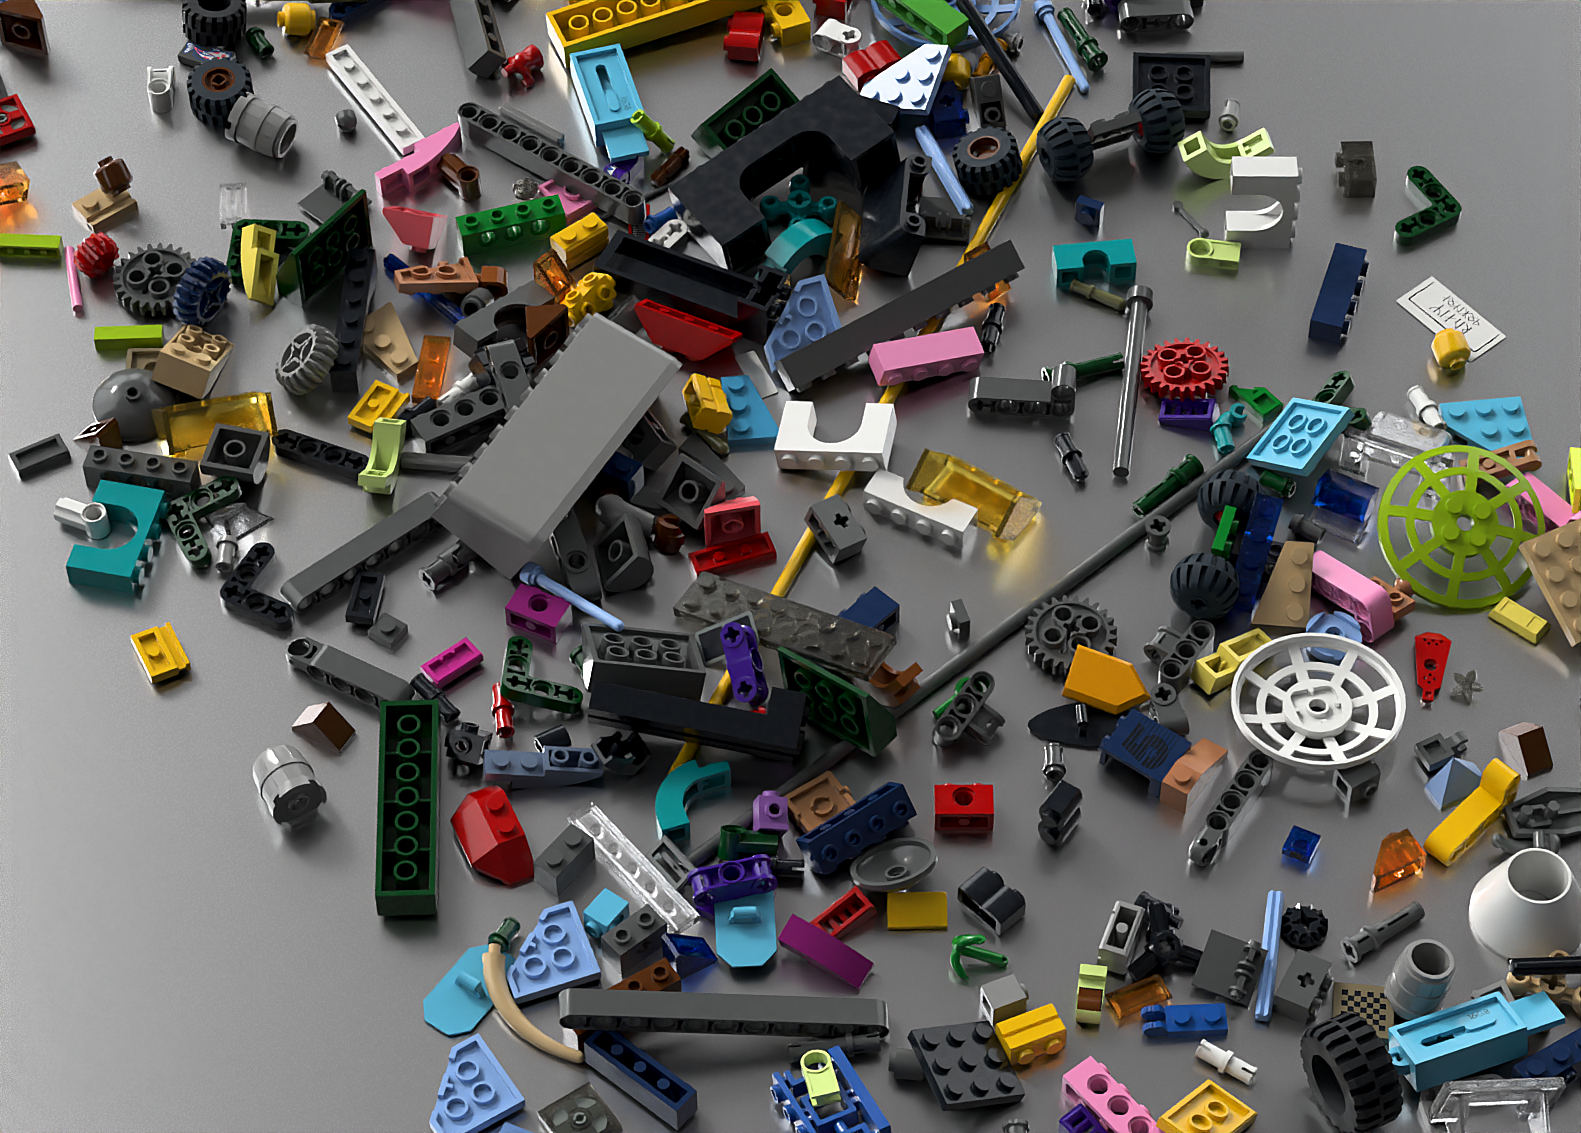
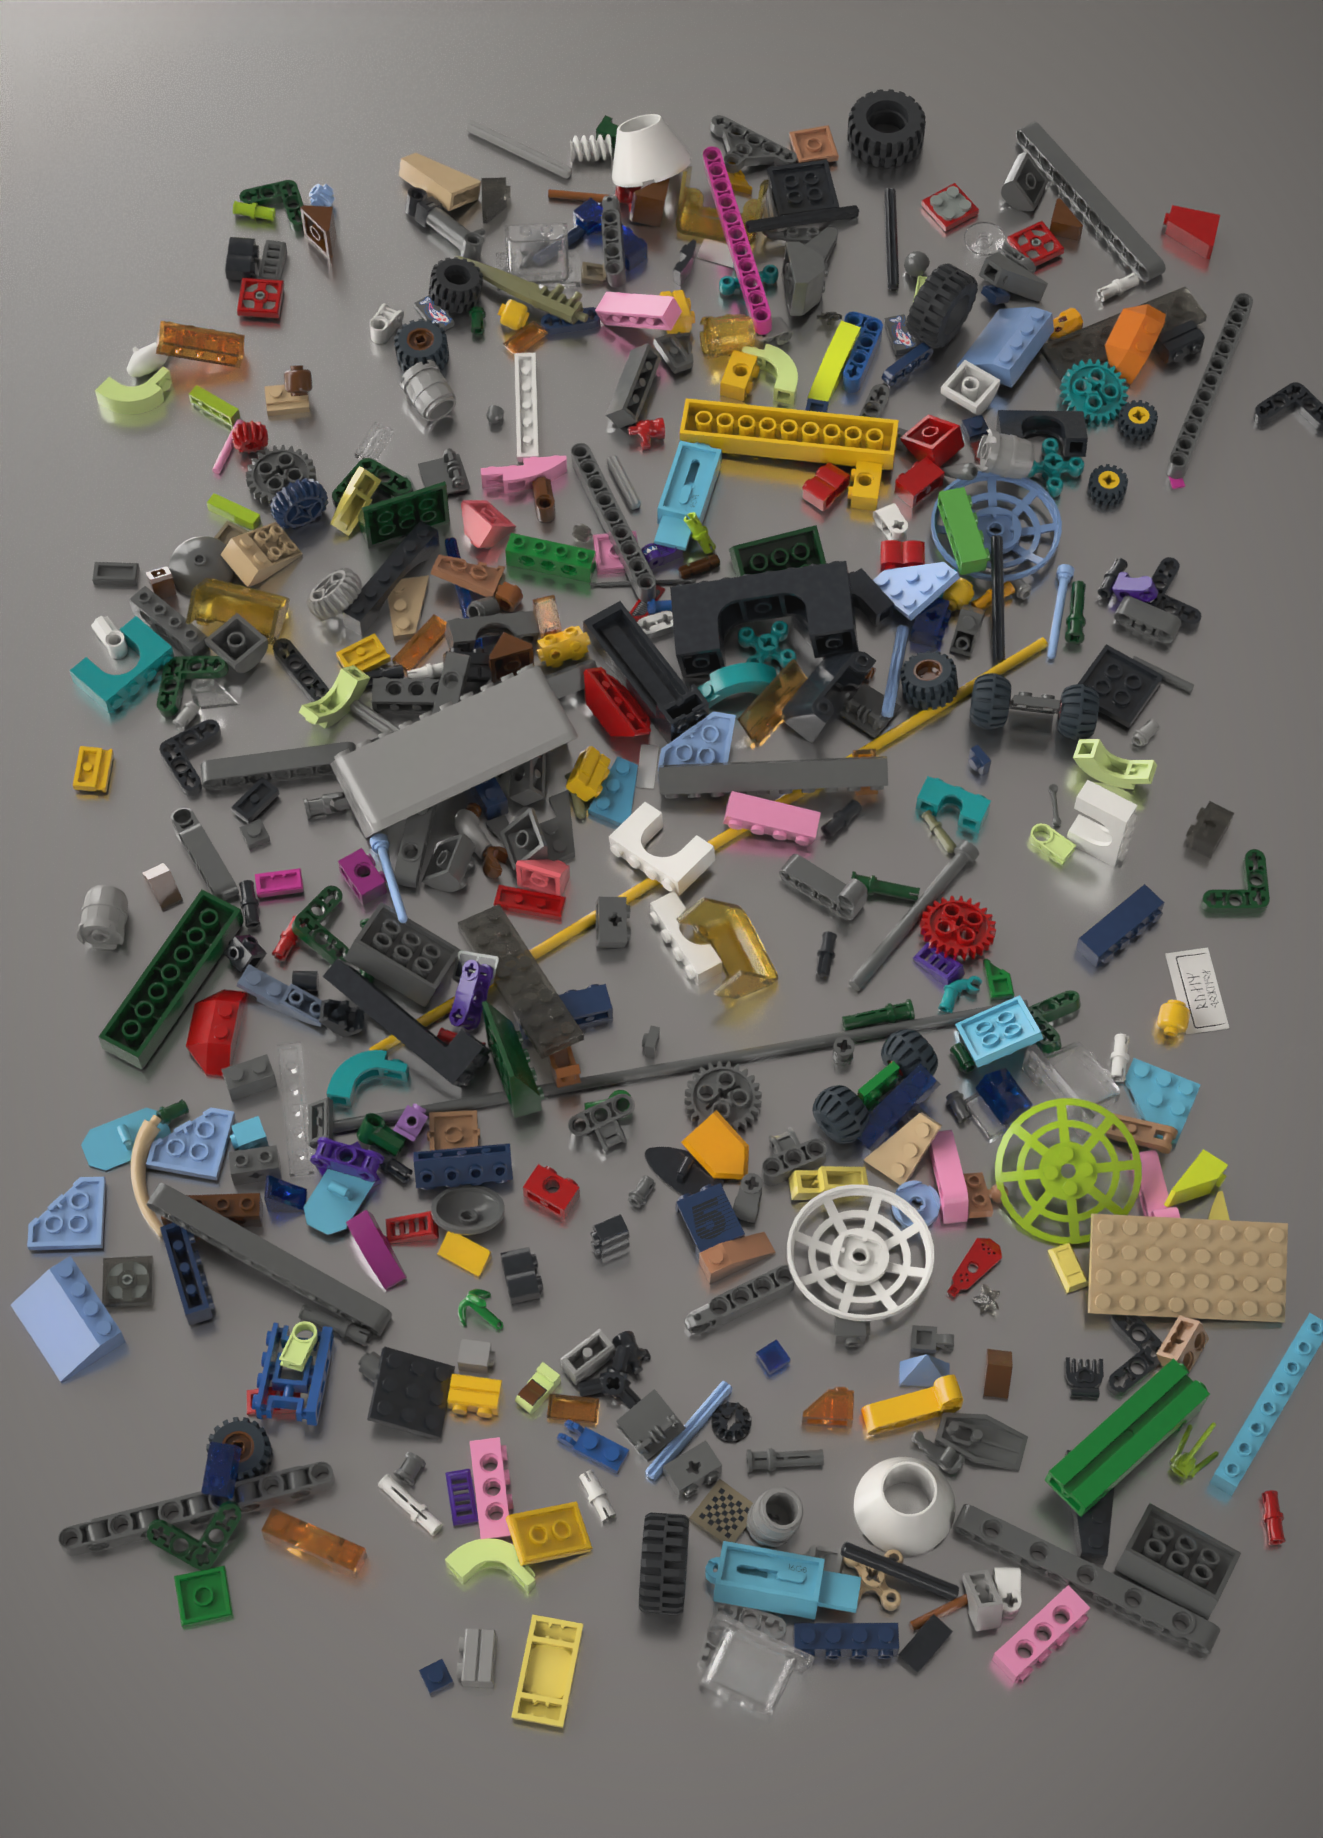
camera: 30 degrees right, 10 degrees up
(580, 240) = (589, 595): yellow brick -> none

